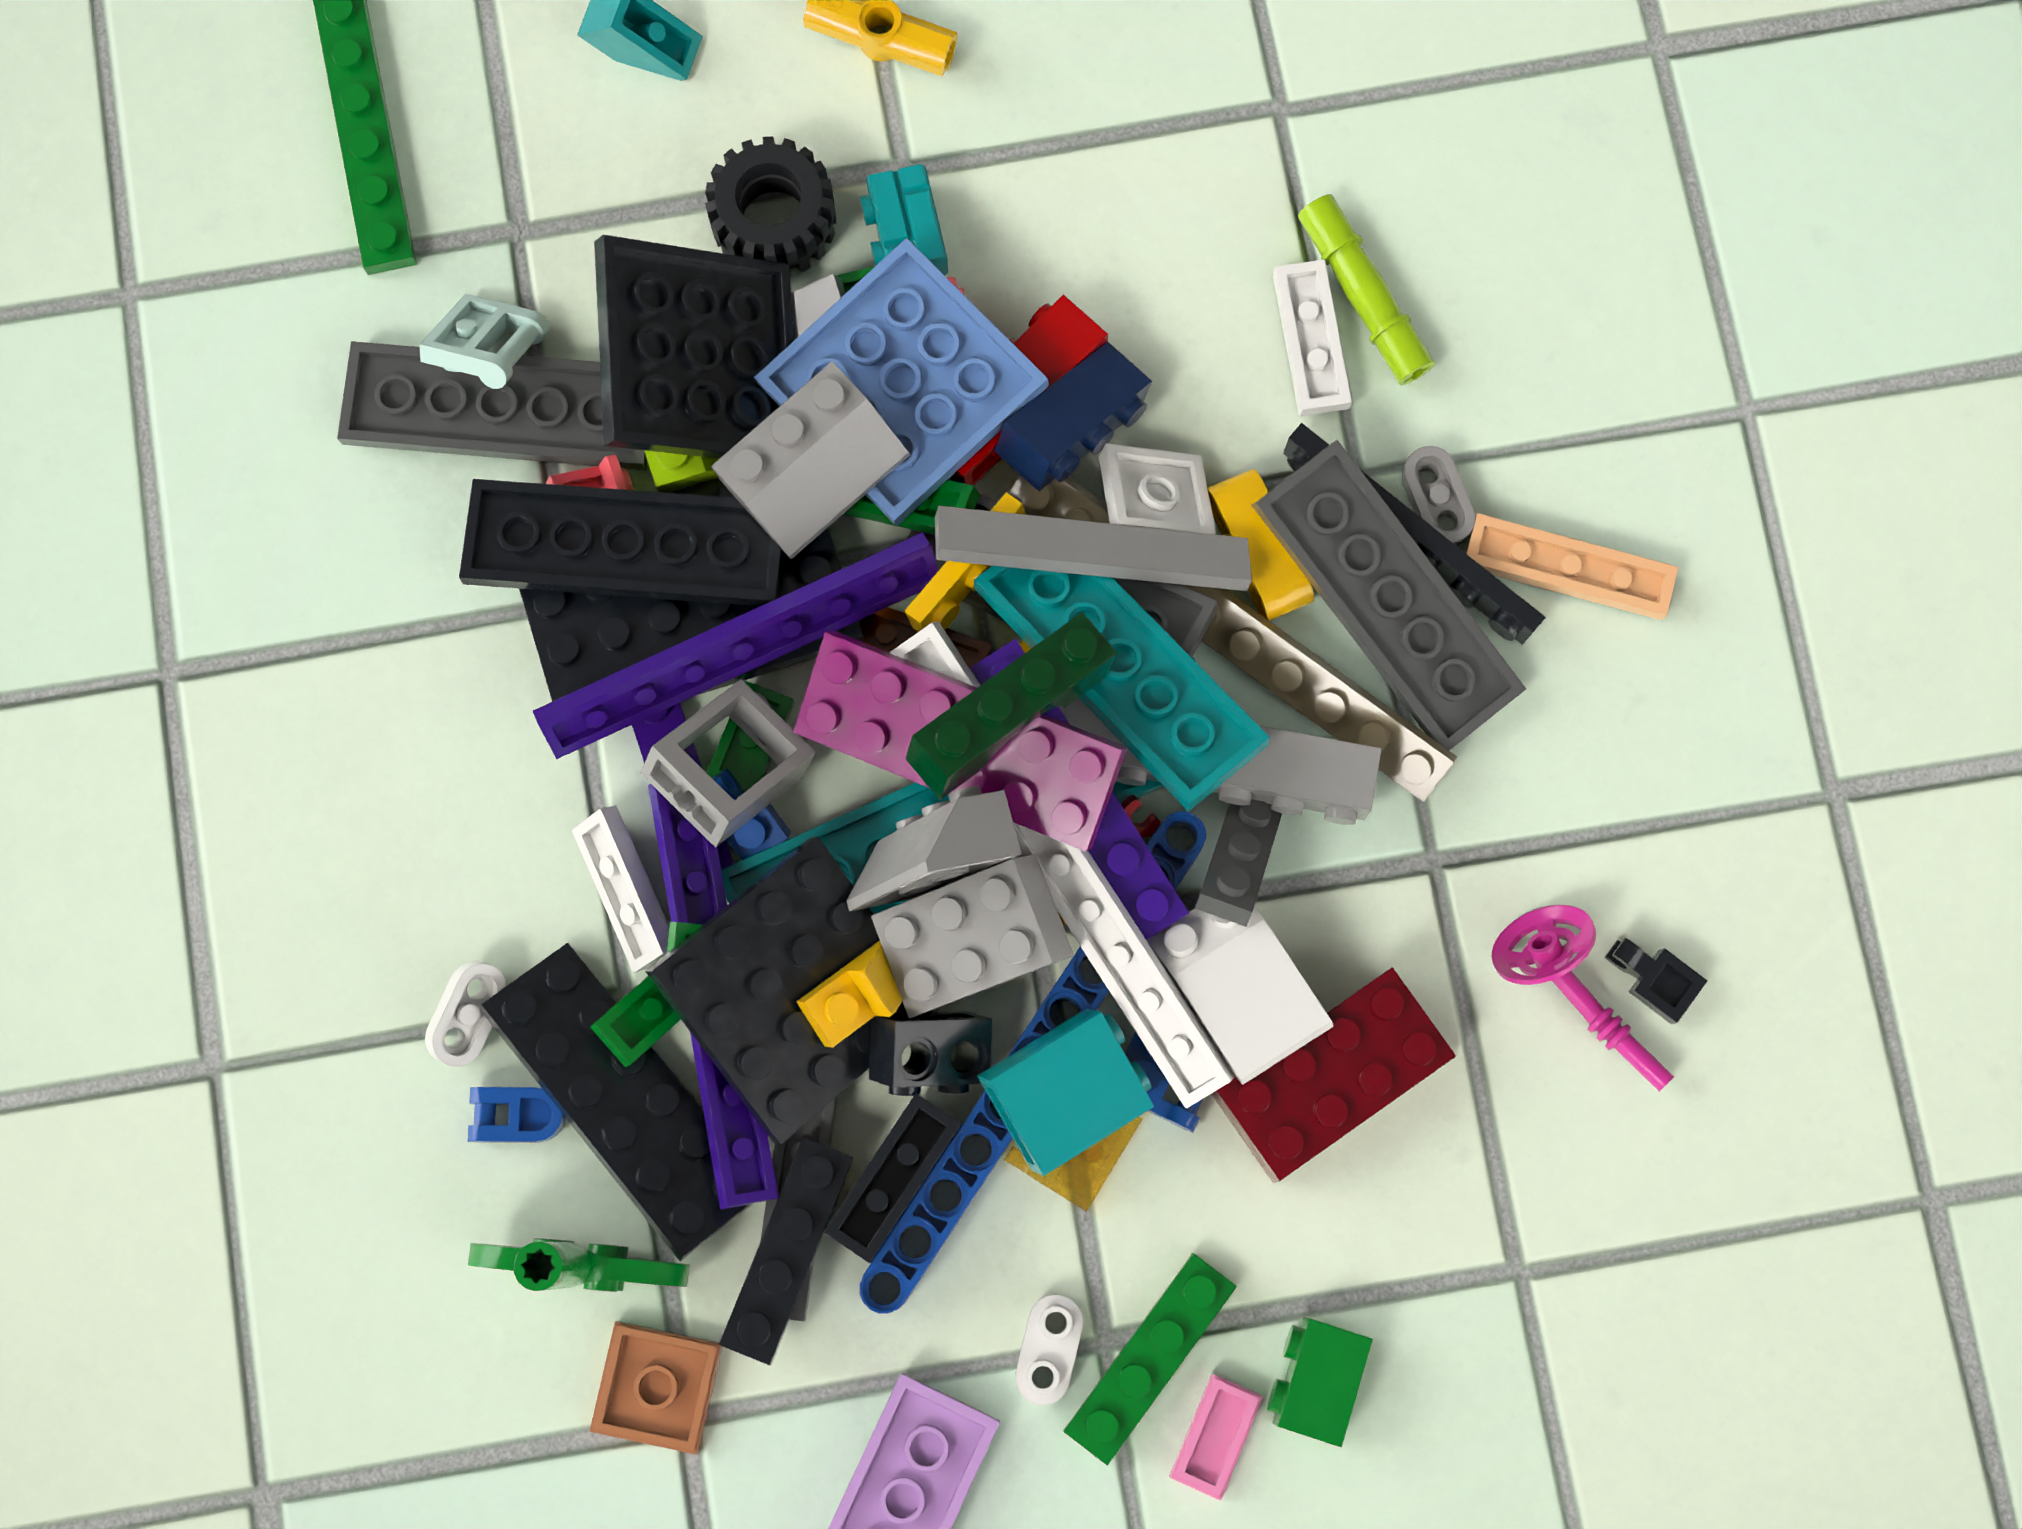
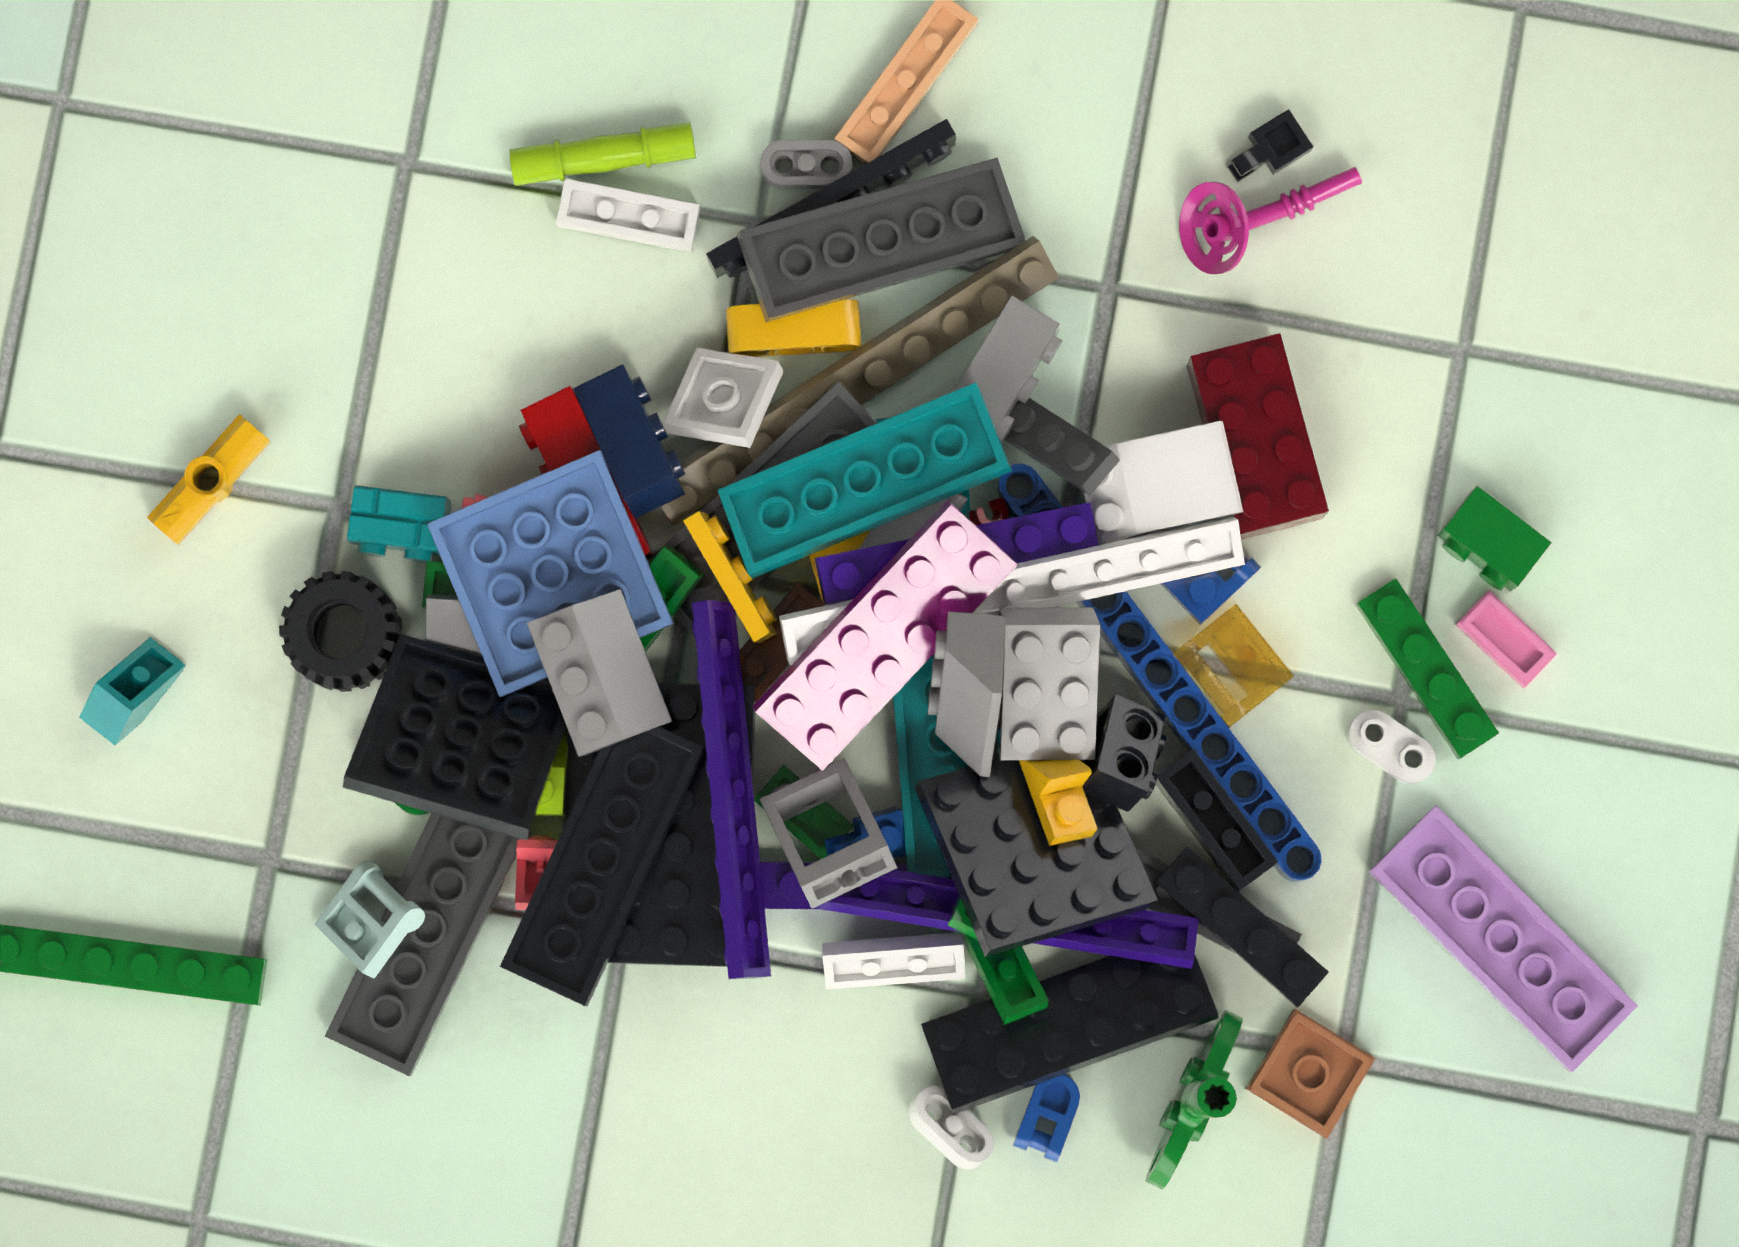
camera: 65 degrees left, 5 degrees up
(978, 725) = (880, 580): dark green arch -> none
(1067, 1090) = (1197, 653): teal brick -> none
(1092, 548) = (759, 467): light grey tile -> none

